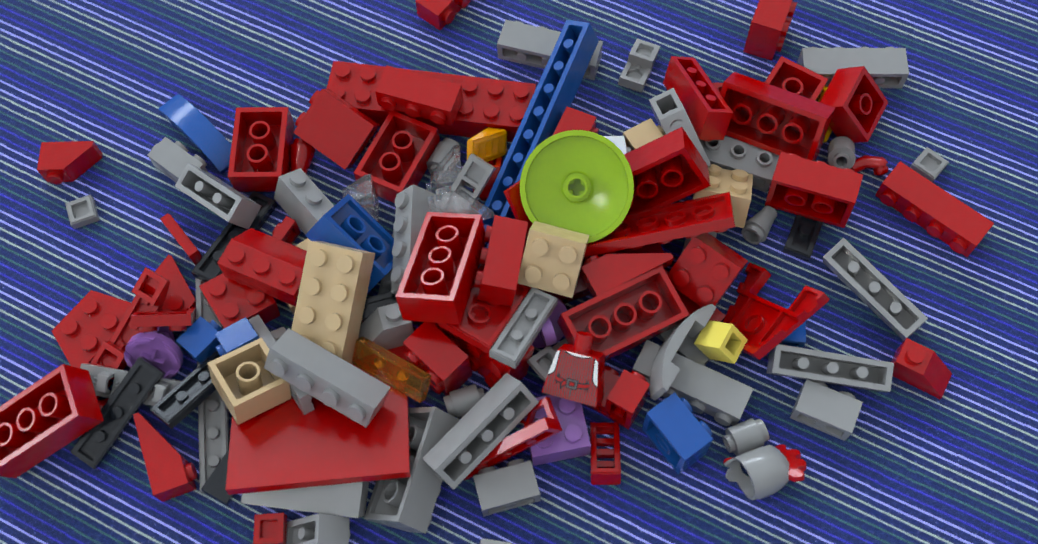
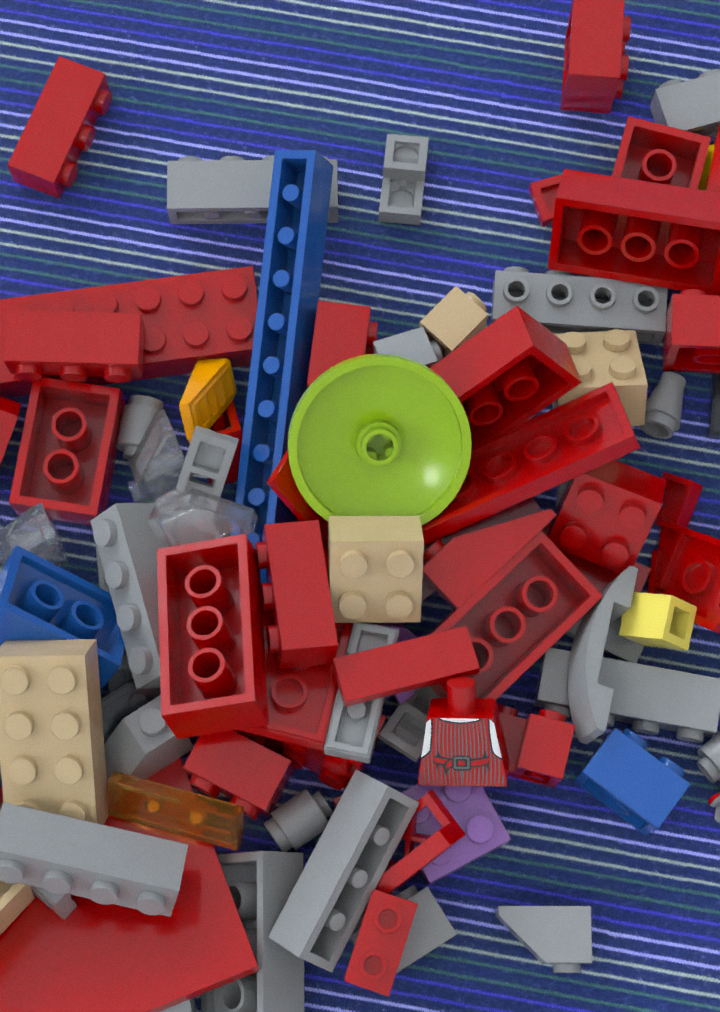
camera: 20 degrees left, 10 degrees up
(490, 481) = (380, 942): none -> red bracket
(554, 317) = (405, 666): none -> red tile
(601, 513) = (552, 933): none -> light grey slope
(605, 471) = (541, 872): red slope -> none
(672, 115) = (497, 282): light grey slope -> none
(700, 98) = (516, 226): red brick -> none

